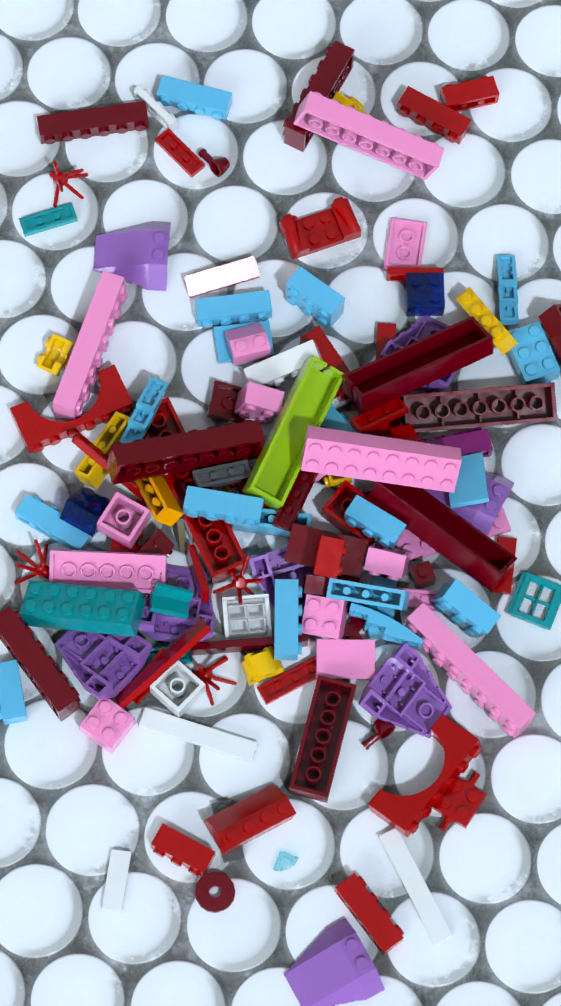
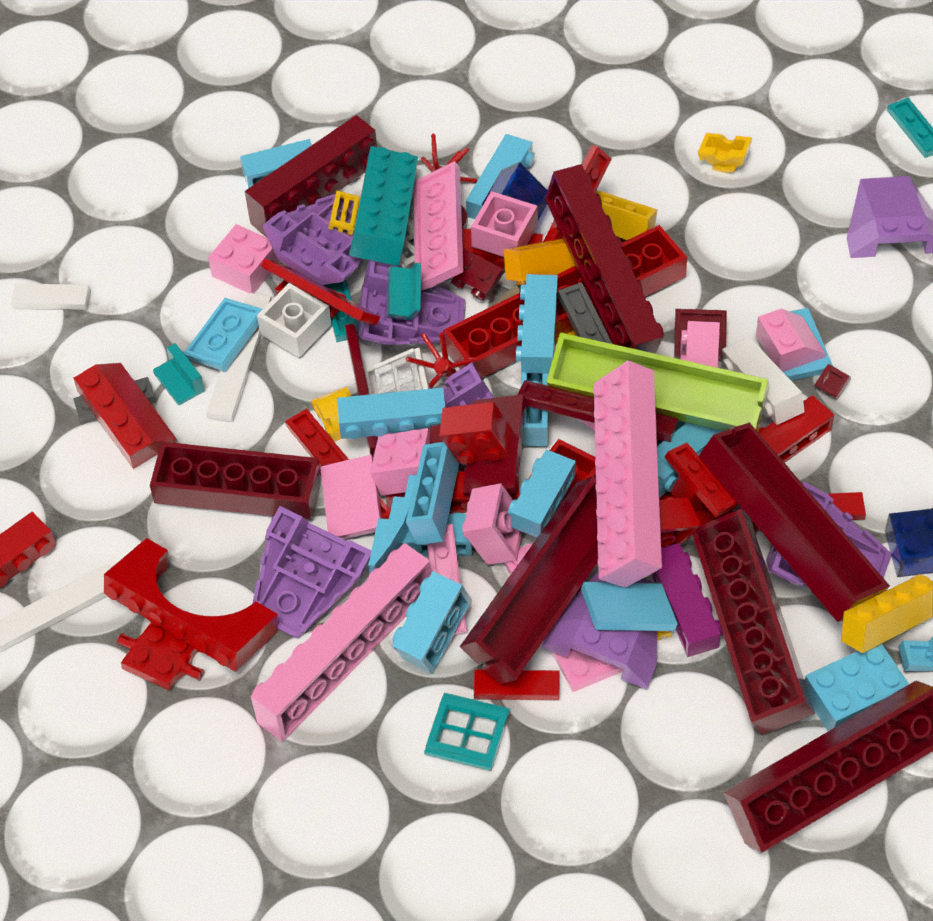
camera: 90 degrees right, 15 degrees down
(41, 432) = (677, 213): red arch -> none
(80, 643) = (342, 224): none -> yellow tile
(89, 347) = (743, 176): bright pink brick -> none
(145, 410) = (662, 232): medium azure slope -> none
(179, 743) = (224, 334): none -> medium azure tile
(182, 850) = (88, 347): red brick -> none
(197, 573) = (436, 322): red tile -> none
(206, 675) = (316, 351): red plant -> none
(213, 781) = (179, 376): none -> teal panel
(219, 881) = (30, 384): dark red tile -> none
(221, 276) = (885, 310): slope -> none
(233, 308) = (839, 325): medium azure brick -> none
(282, 323) = (832, 381): none -> dark red tile
(284, 861) = (75, 464): clear light blue tile -> none
(314, 297) = (874, 405): medium azure brick -> none
(382, 730) = (253, 552): dark red bar -> none
(422, 575) = (483, 577): dark red brick -> none

